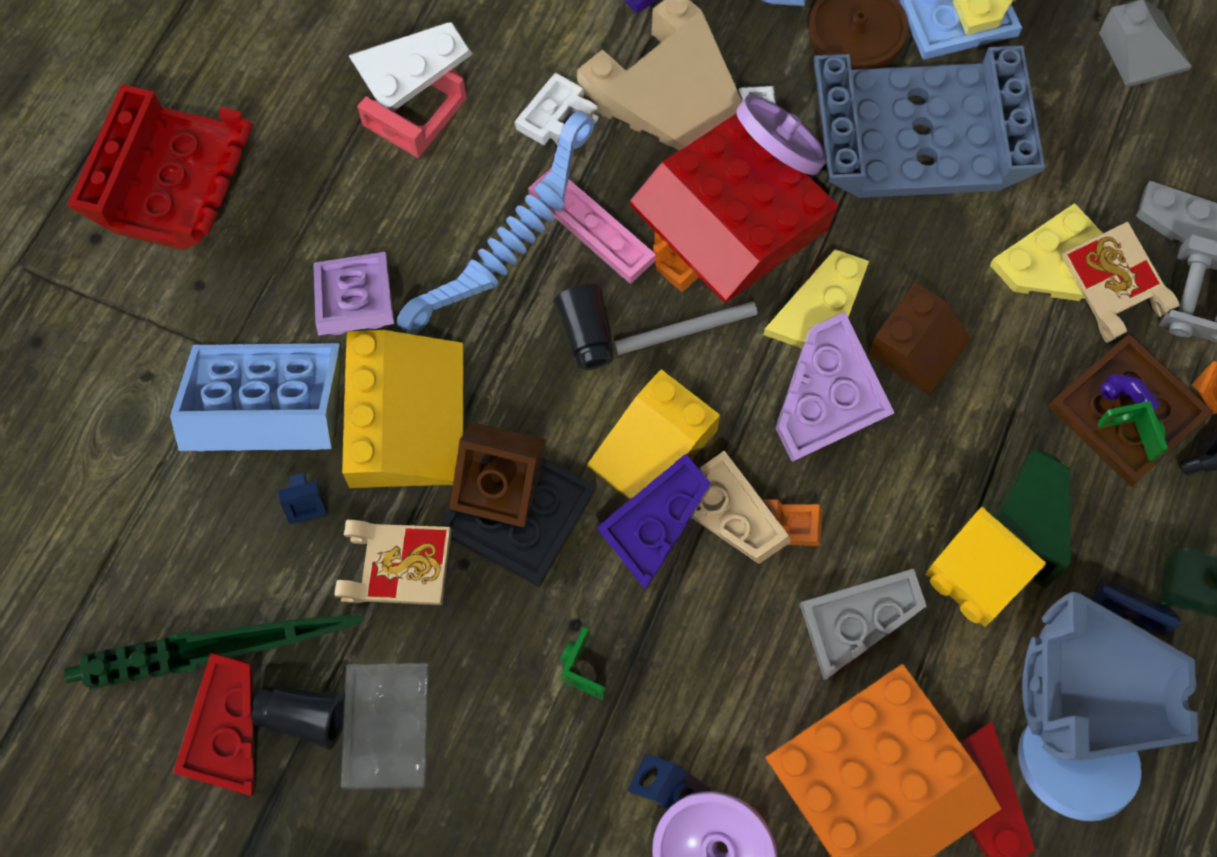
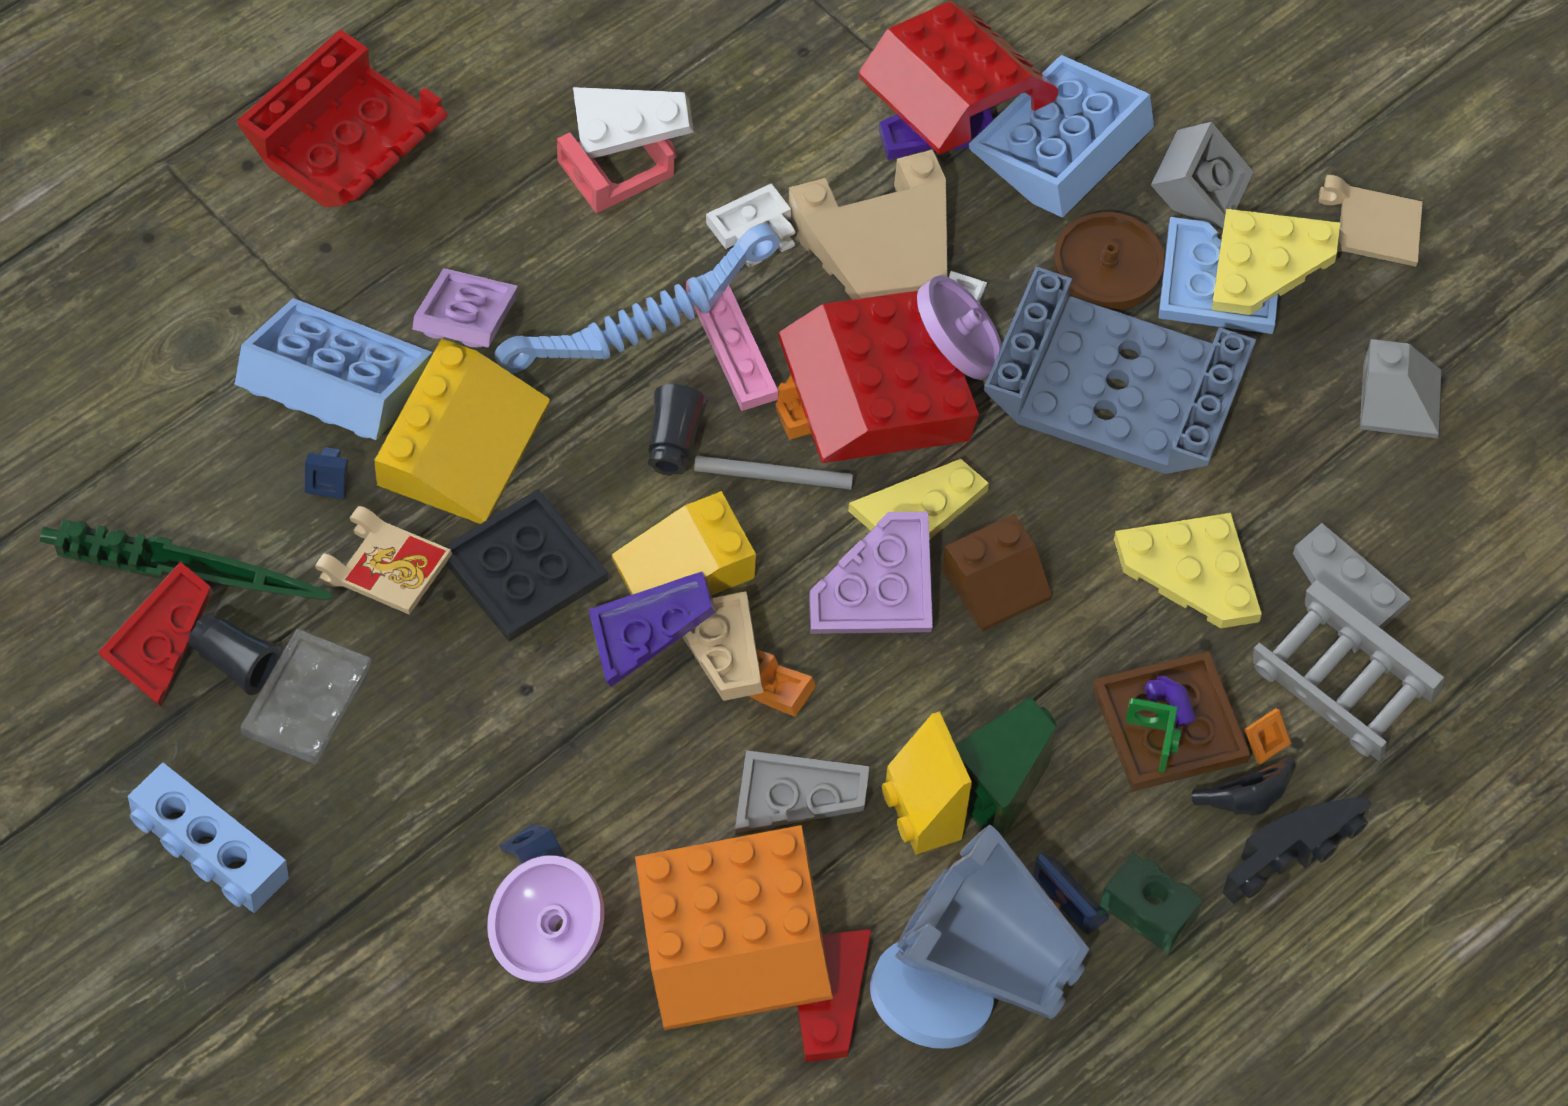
camera: 20 degrees right, 10 degrees down
(497, 473) = (517, 519): reddish brown slope -> none
(570, 658) = (506, 711): green bracket -> none
(1116, 276) = (1225, 593): flag -> none

